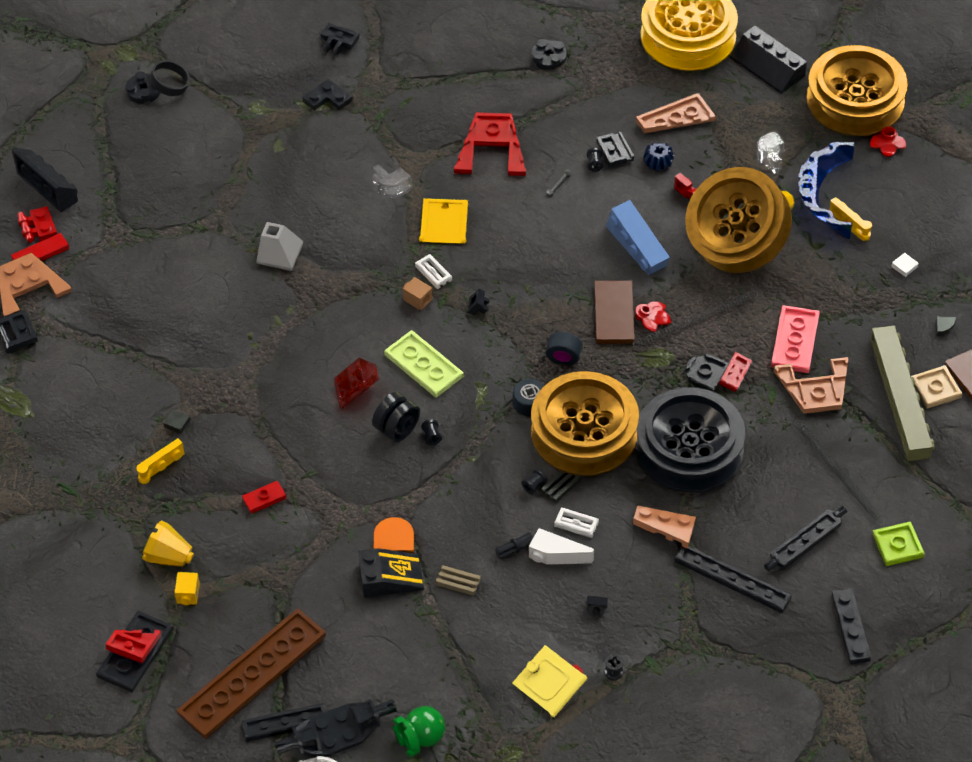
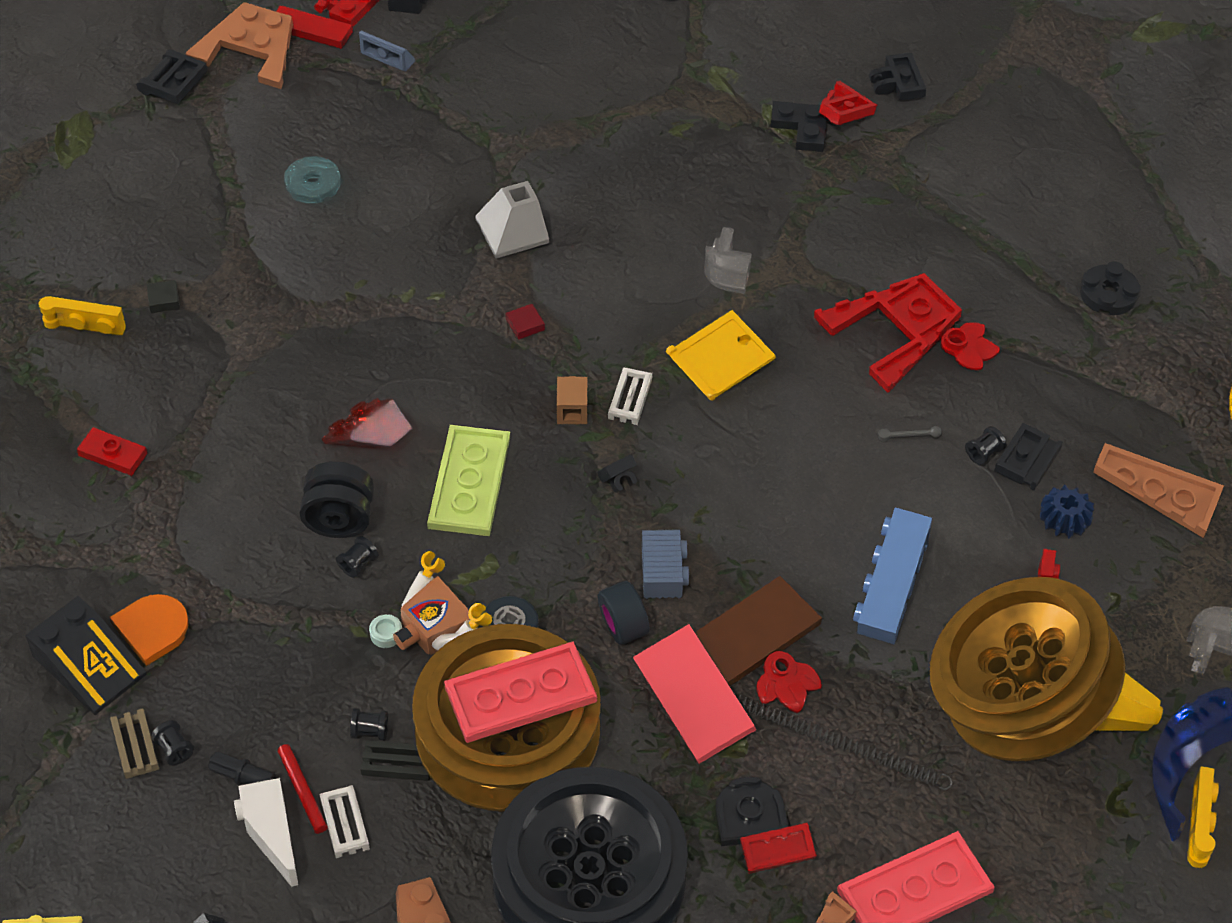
camera: 50 degrees right, 0 degrees up
(96, 230) = (385, 51): none -> sand blue slope
(156, 305) = (312, 167): none -> clear light blue tile
(335, 71) = (845, 105): none -> red wing
(345, 283) = (525, 321): none -> dark red tile
(469, 560) = (172, 742): none -> black bush
(483, 447) = (382, 630): none -> light aqua tile
(497, 421) = (434, 613): none -> torso
(530, 127) = (969, 345): none -> red plate
(547, 317) = (663, 563): none -> sand blue brick
(552, 529) = (302, 789): none -> red bar
(589, 402) = (520, 691): none -> coral tile
(629, 351) = (694, 694): none -> coral tile

